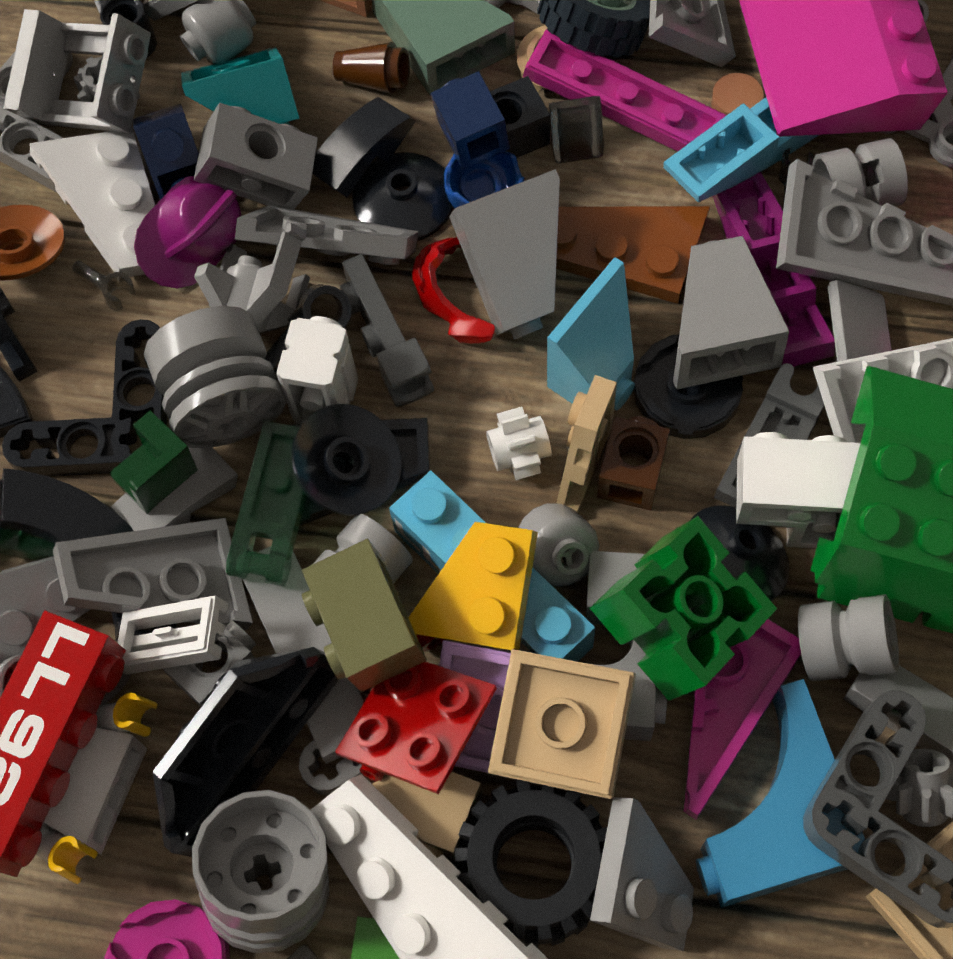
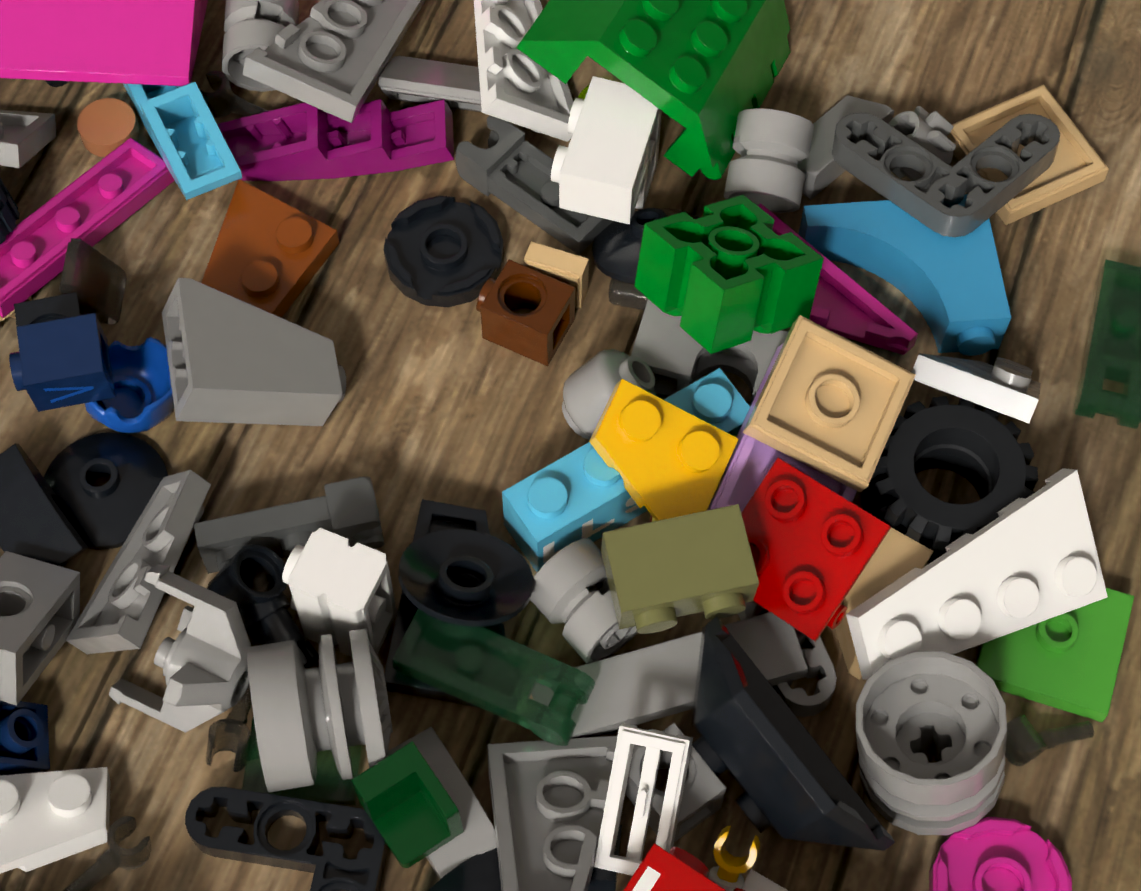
camera: 85 degrees left, 5 degrees down
(186, 230) = (78, 729): magenta piece -> none
(462, 326) = (239, 476): red helmet -> none
(519, 443) = (477, 414): white gear -> none
(591, 427) = (499, 339): tan wing -> none
(594, 340) = (387, 309): medium azure slope -> none
(678, 478) = (560, 266): none -> tan tile
(727, 317) = (383, 186): light grey slope -> none

